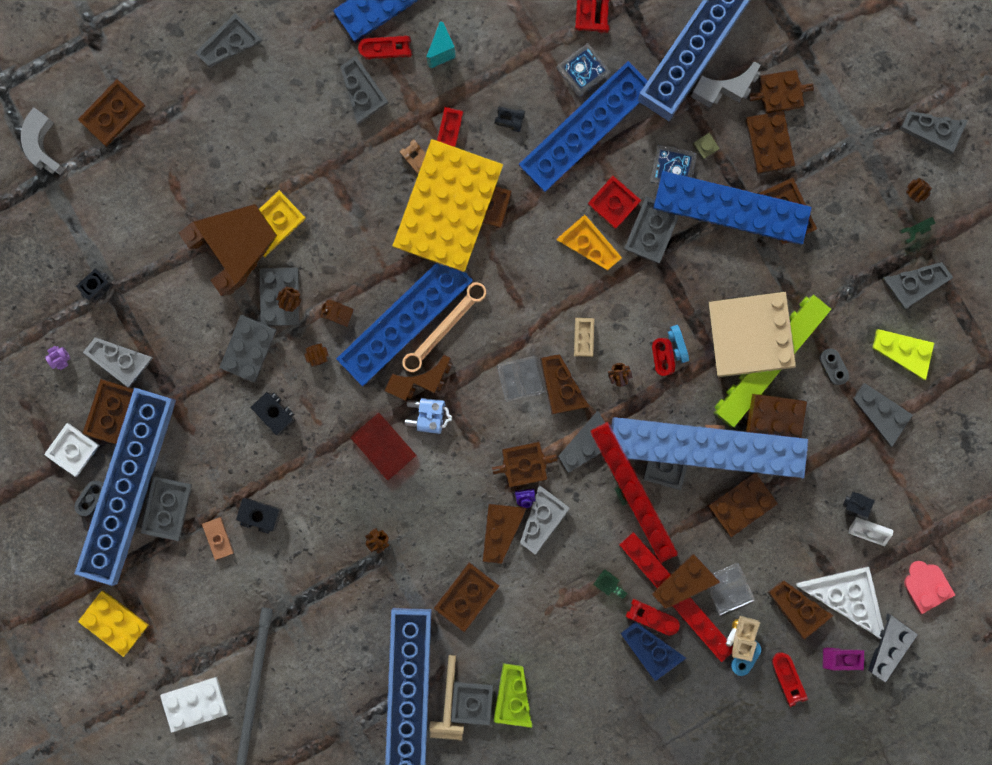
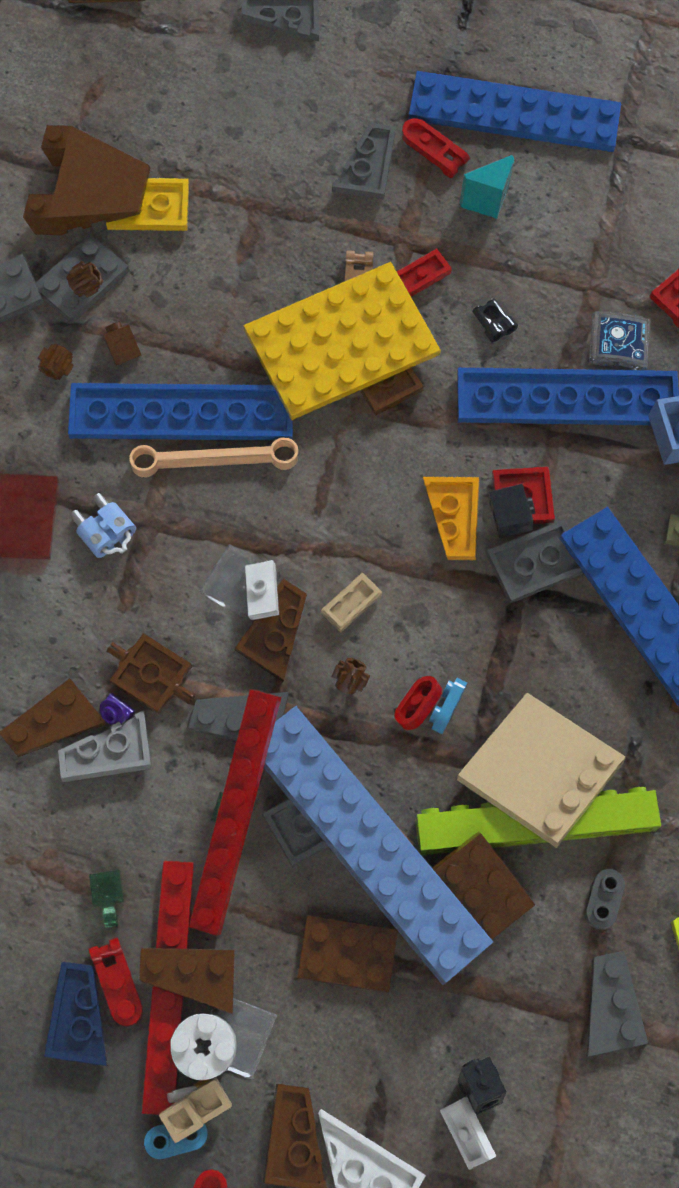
camera: 40 degrees right, 15 degrees down
(432, 381) = (144, 493): reddish brown arch -> none
(537, 373) = (262, 590): none -> white plate
(619, 218) = (511, 510): none -> black head
(673, 161) = (631, 512): slope -> none
(719, 599) = (185, 1045): none -> white brick

